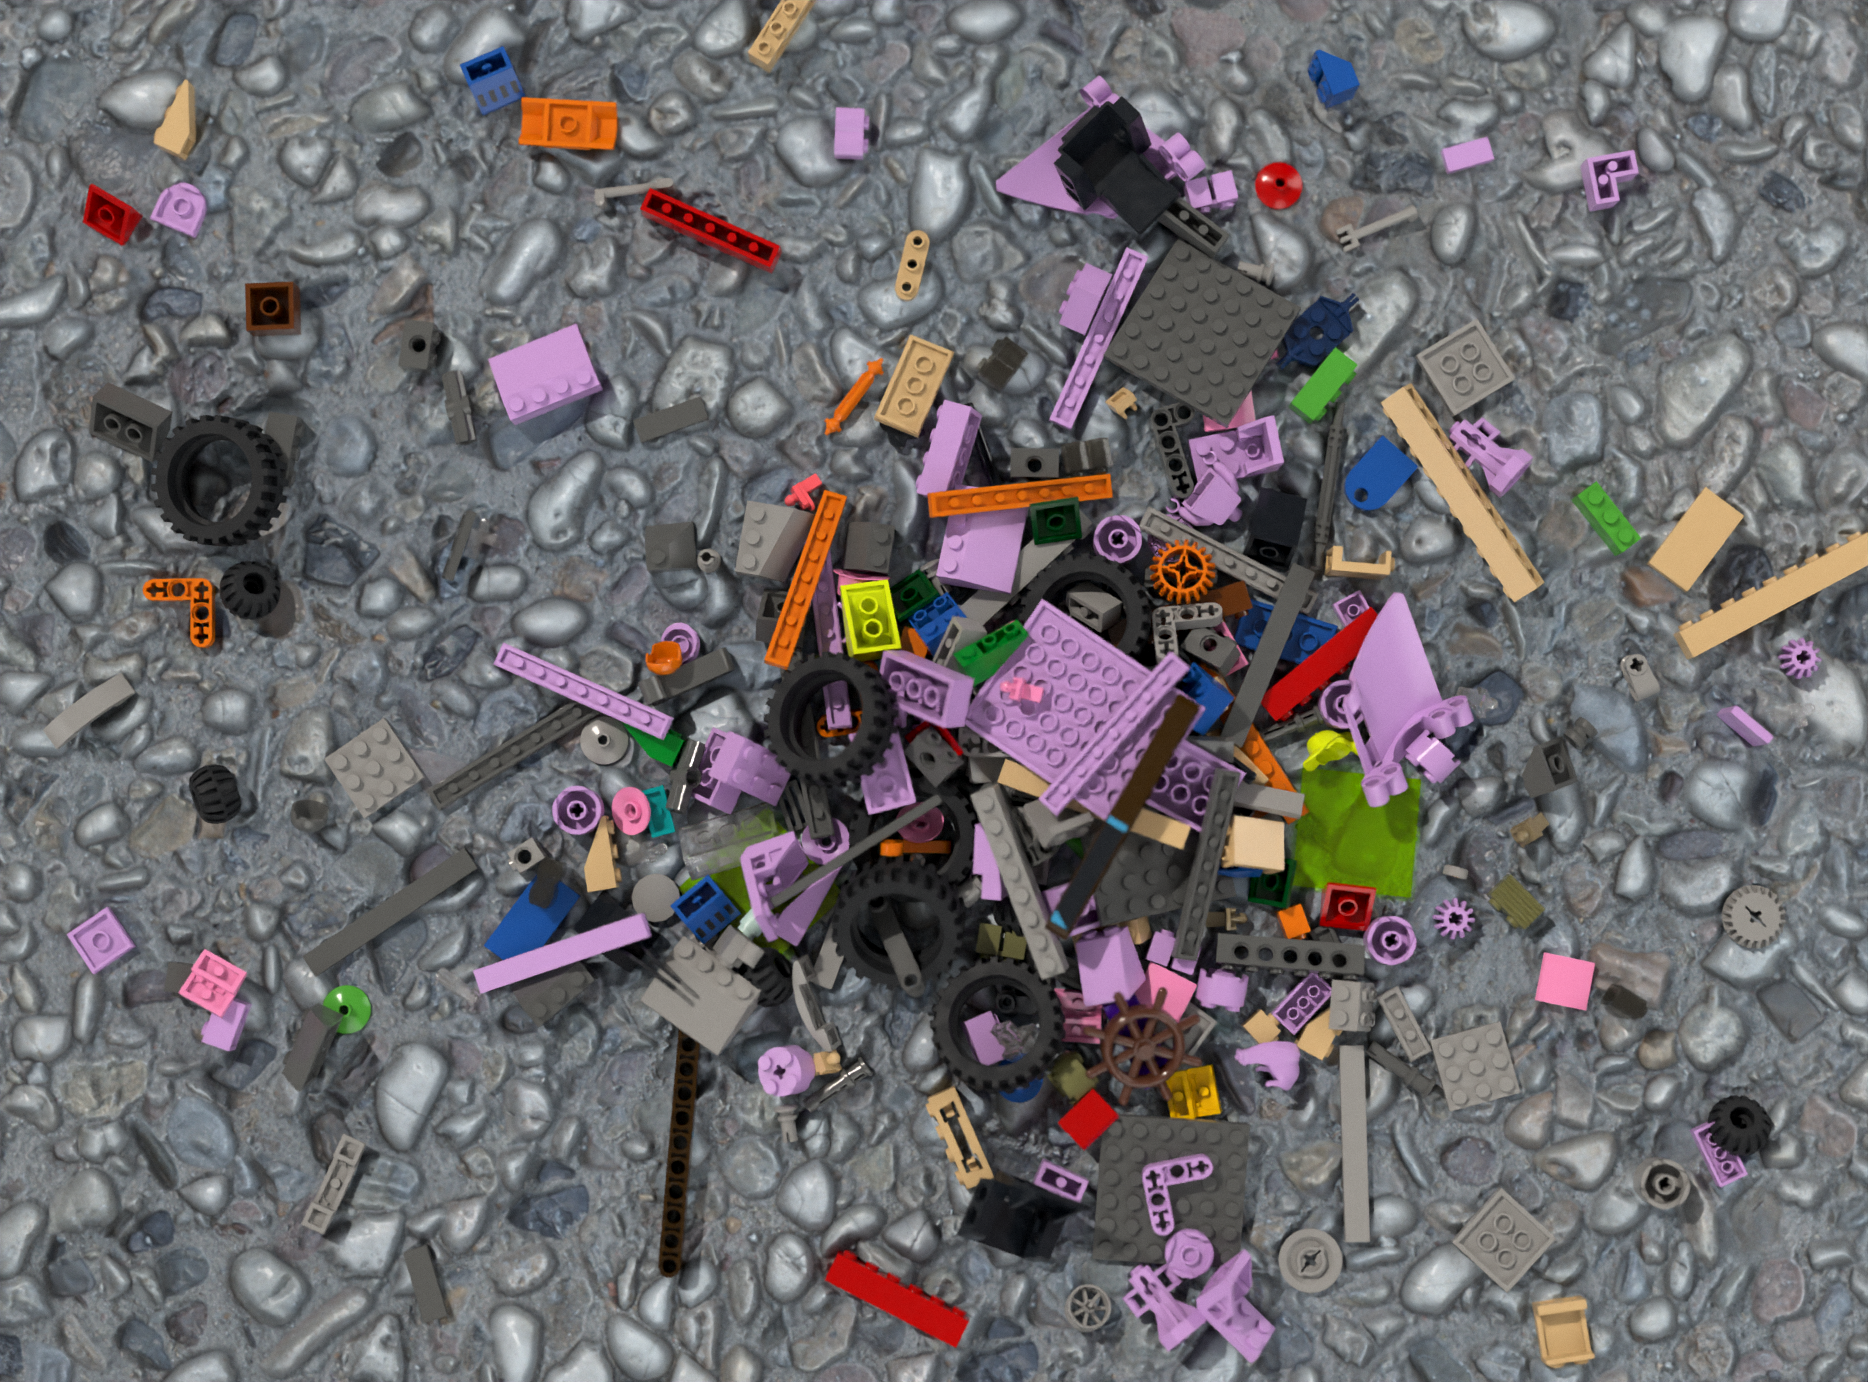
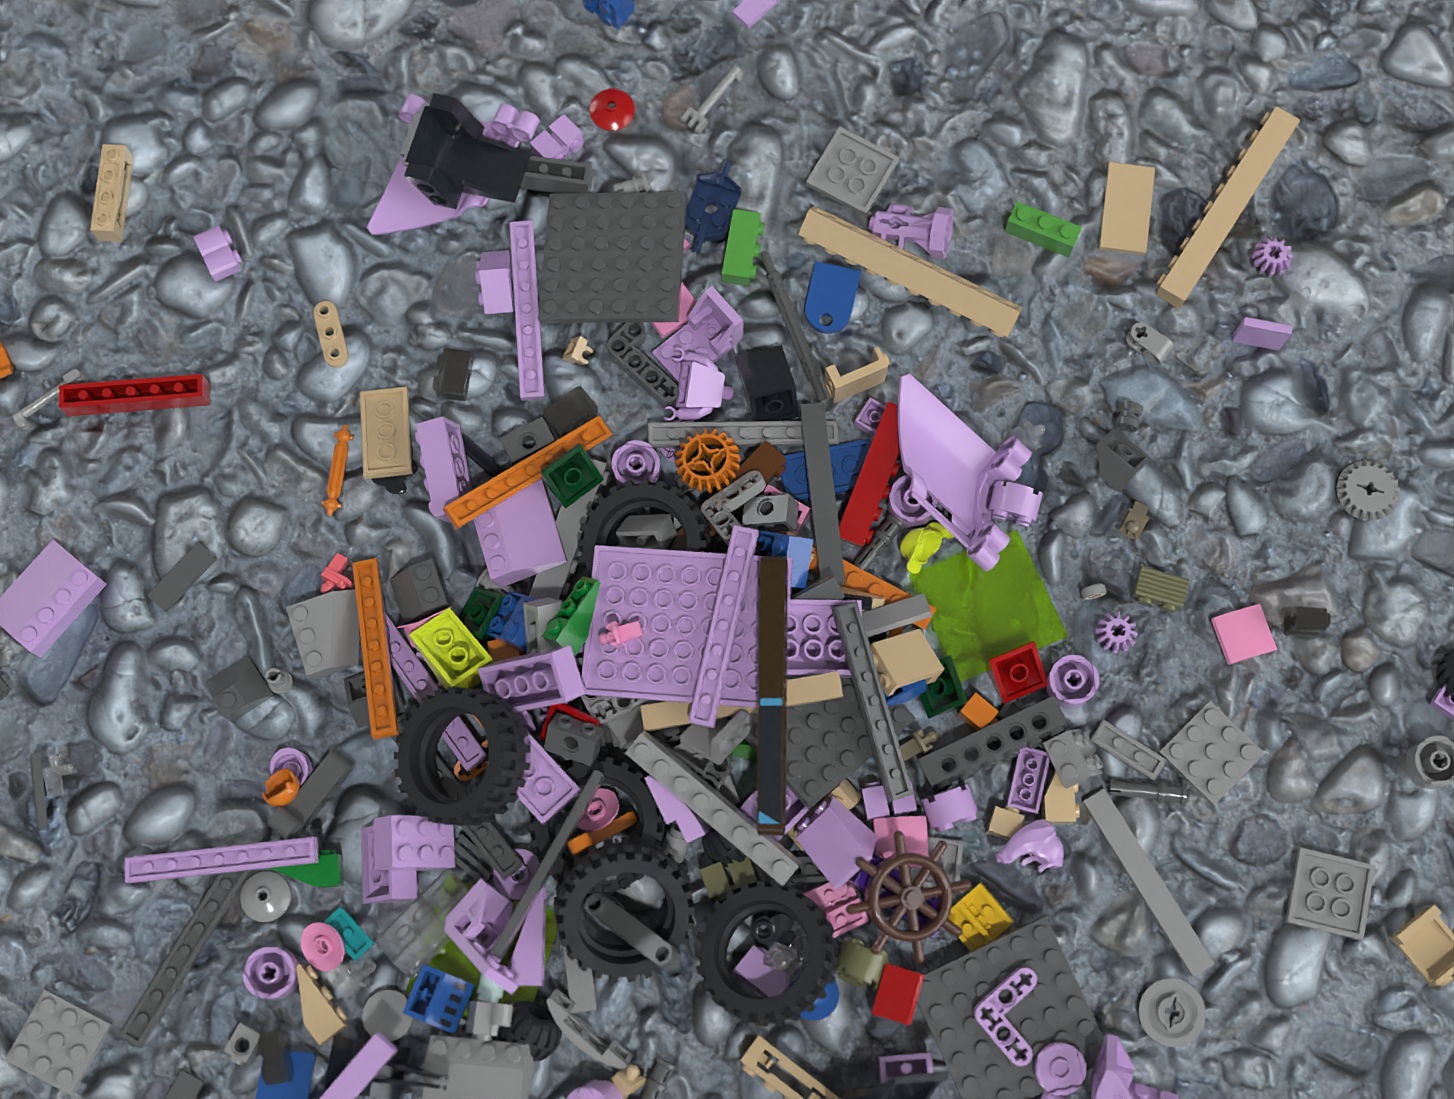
camera: 30 degrees left, 10 degrees down
(685, 777) = (357, 887): dark grey piece -> none

